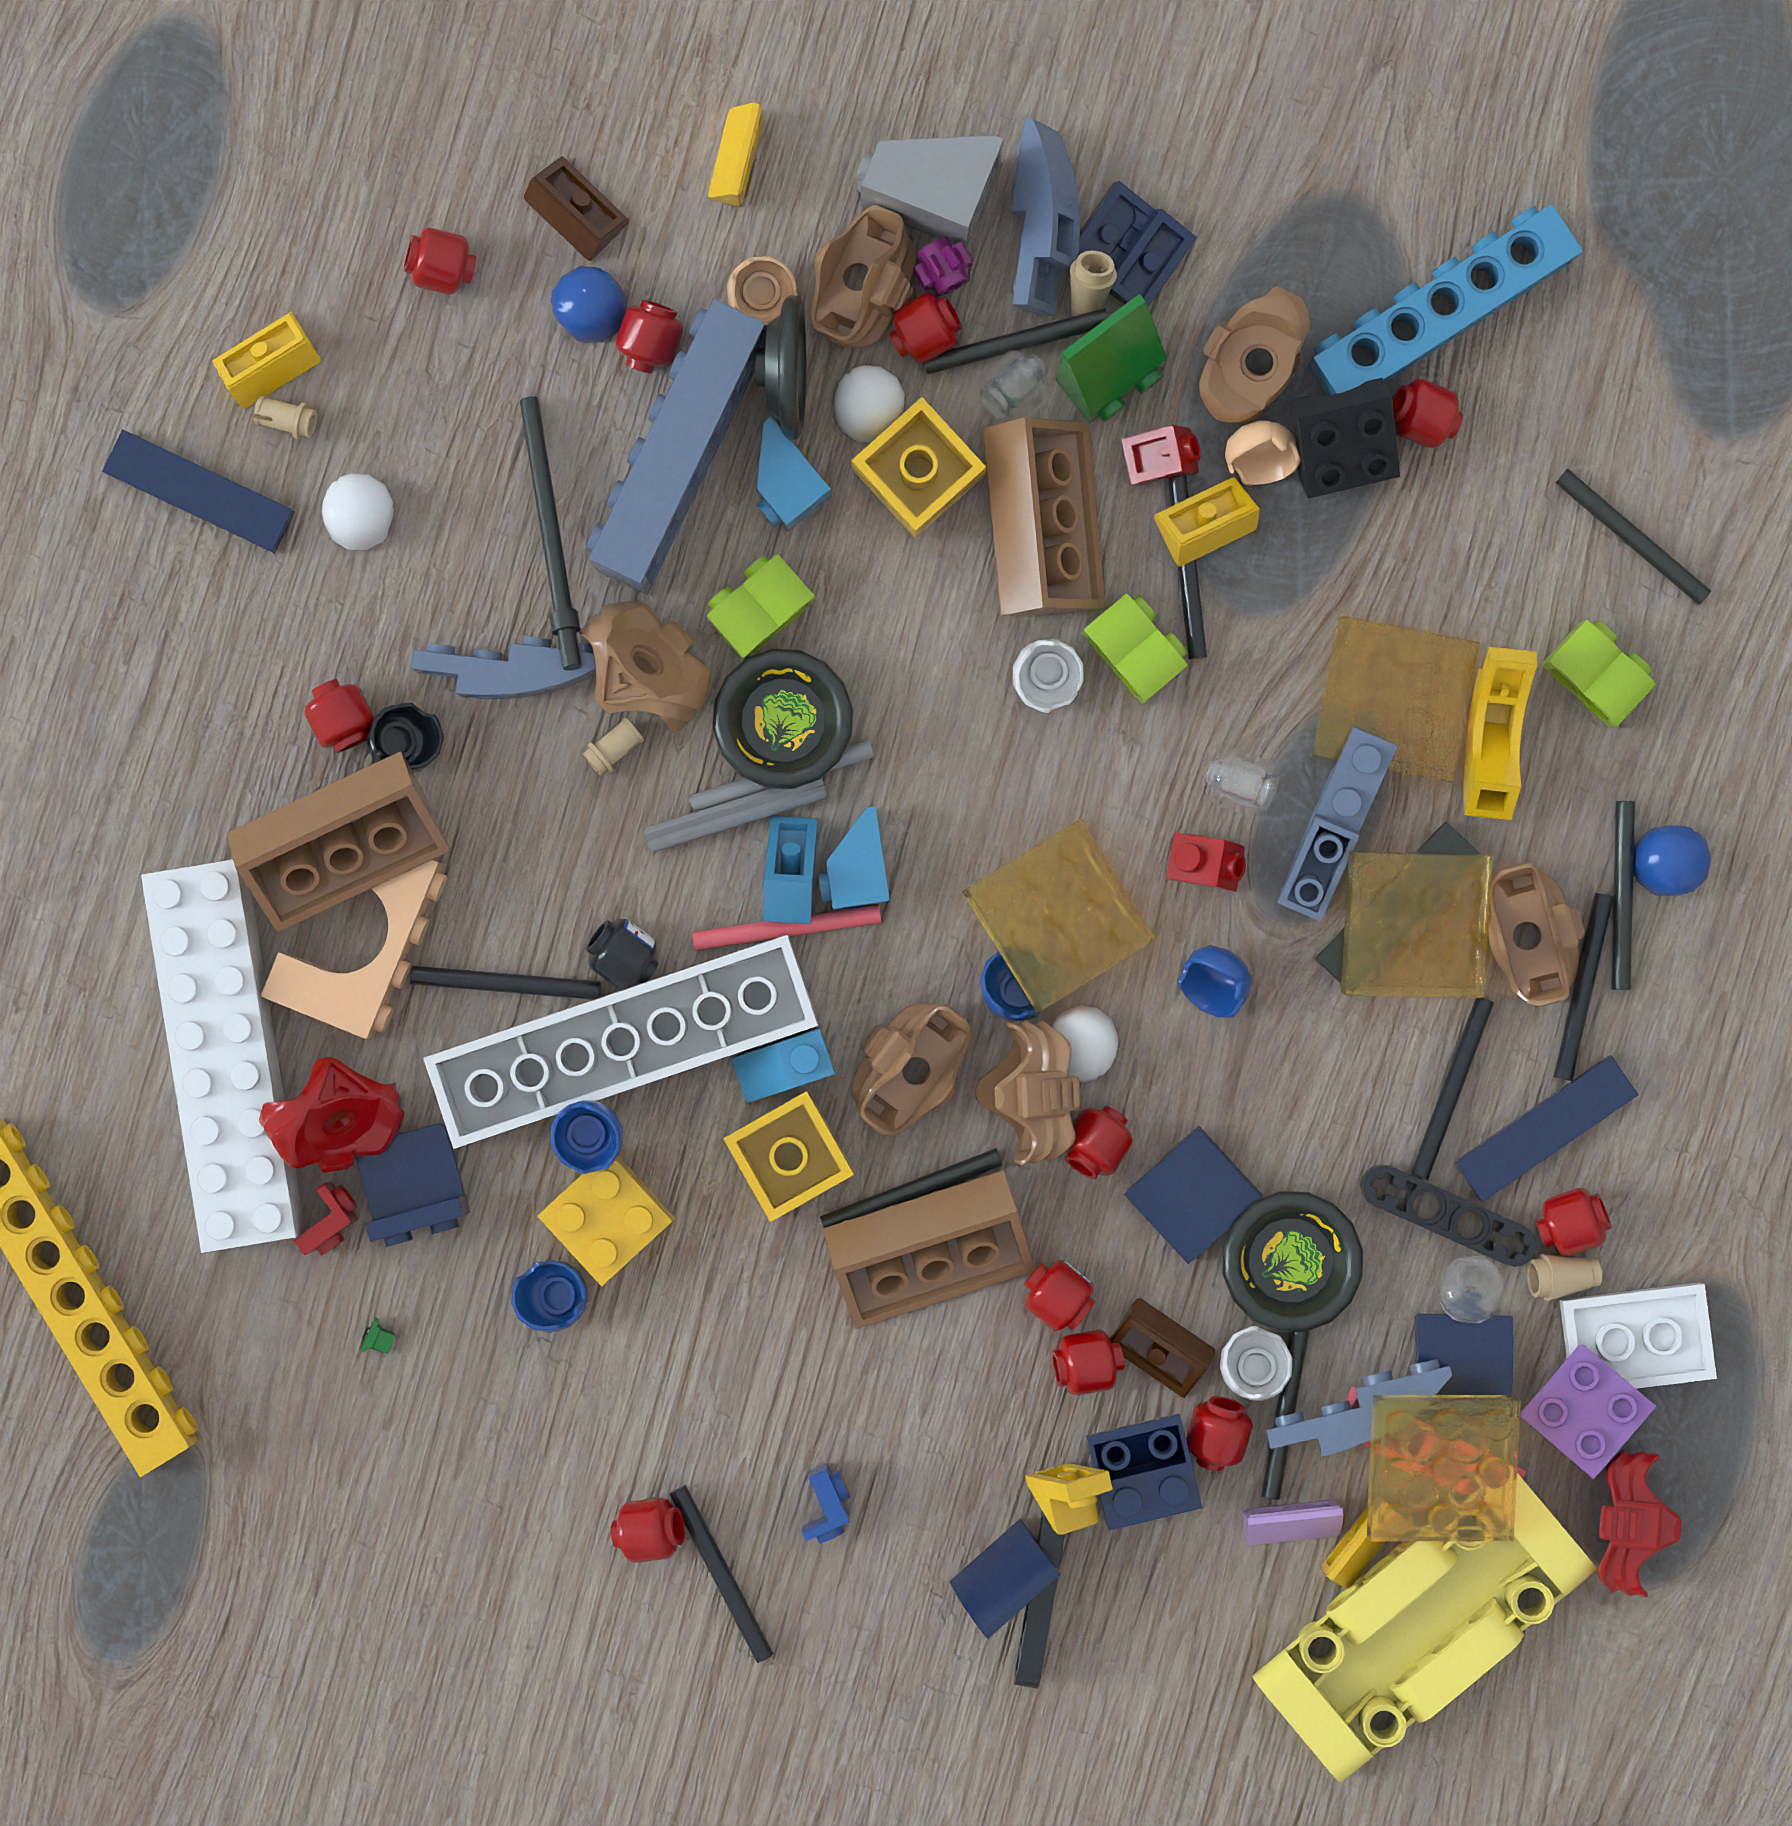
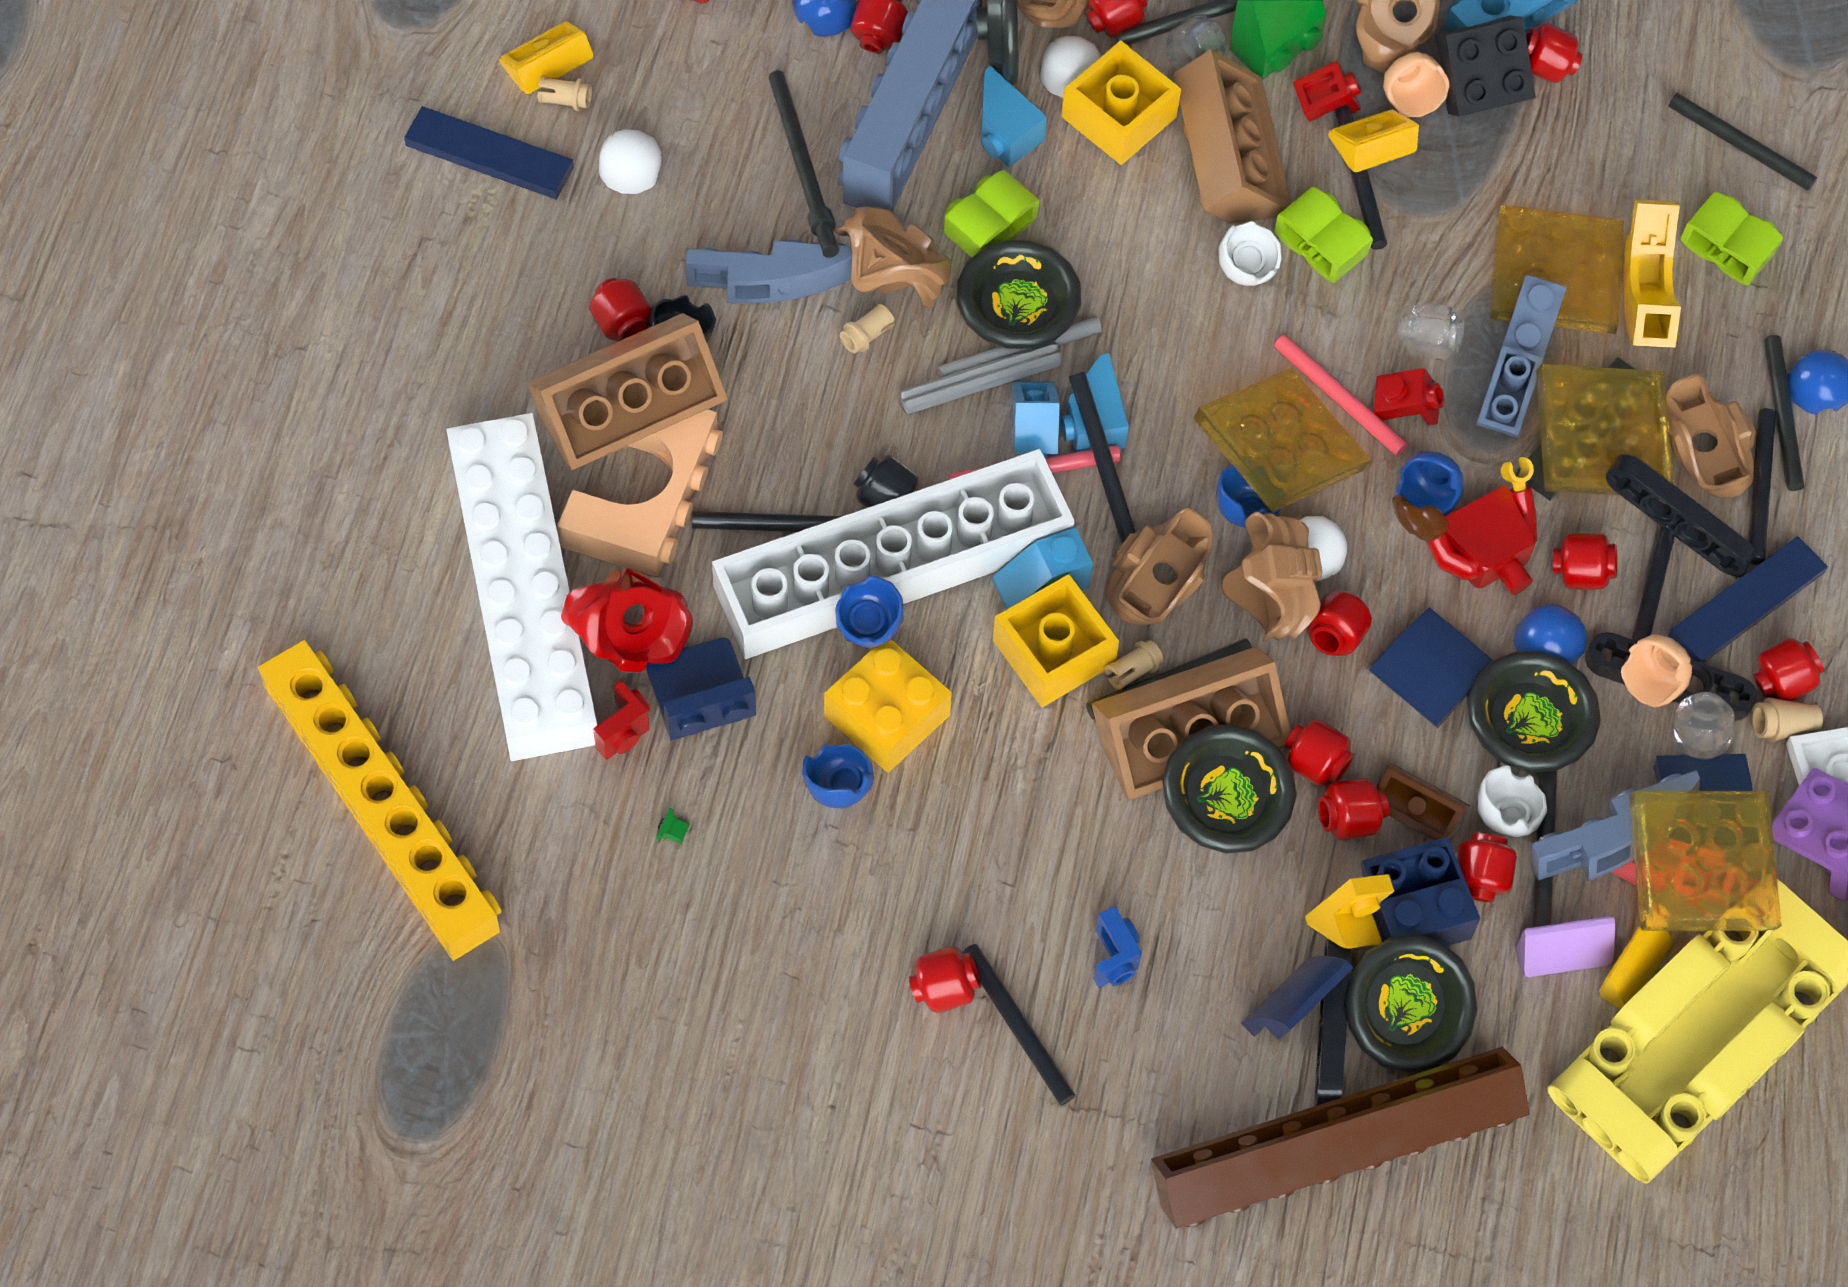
camera: 10 degrees left, 25 degrees down
(858, 936) = (1102, 455): none -> black bar
(874, 1177) = (1143, 659): none -> tan pin
(958, 1337) = (1229, 788): none -> pearl dark grey piece
(1033, 1726) = (1340, 1137): none -> reddish brown brick
(1121, 1589) = (1411, 1003): none -> pearl dark grey piece
(1132, 851) = (1341, 395): none -> coral bar
(1264, 1048) = (1486, 537): none -> red torso
(1324, 1163) = (1552, 631): none -> blue hair
(1374, 1079) = (1586, 561): none -> red head
(1429, 1230) = (1657, 670): none -> light nougat hair
(1484, 1035) = (1715, 542): none -> black beam

